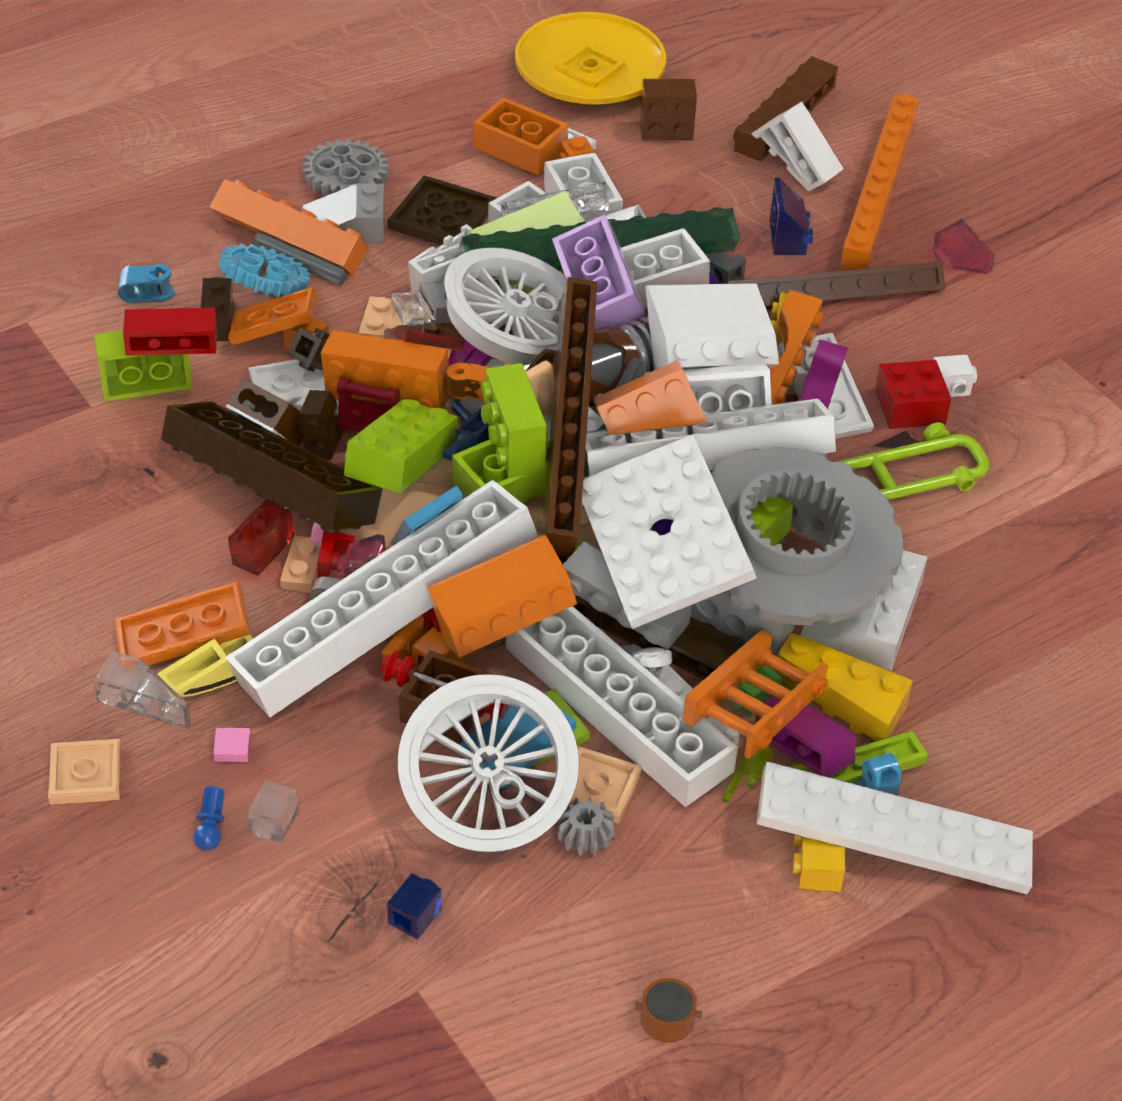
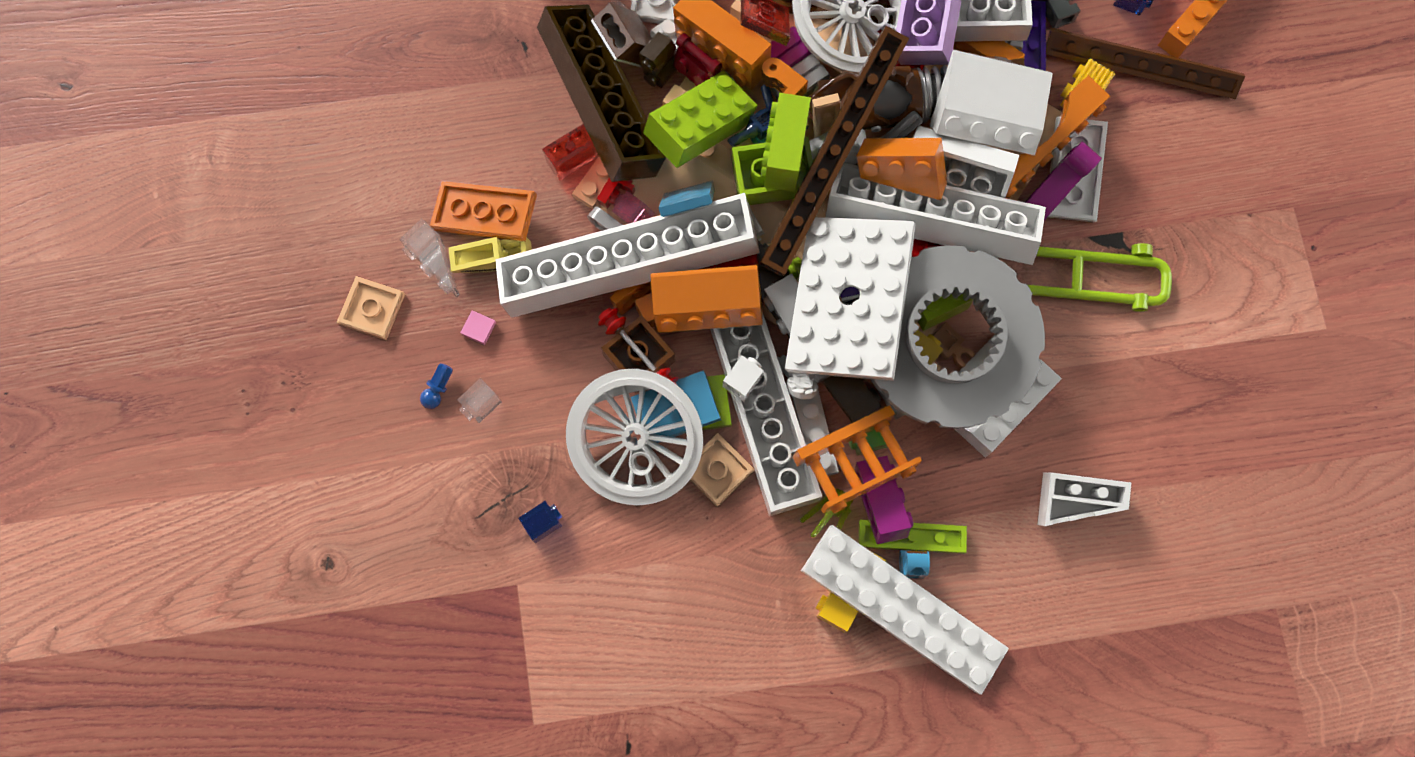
camera: 25 degrees right, 30 degrees up
(583, 661) = (743, 377): none -> white brick
(585, 827) = (694, 512): light grey gear -> none
(668, 1010) = (672, 680): piece -> none
(856, 690) = (942, 472): yellow wedge -> none
(912, 394) = (1144, 204): red brick -> none
(957, 374) = (1188, 197): white brick -> none
(962, 249) = (1273, 64): clear pink slope -> none
(1015, 658) = (1079, 497): none -> white wedge

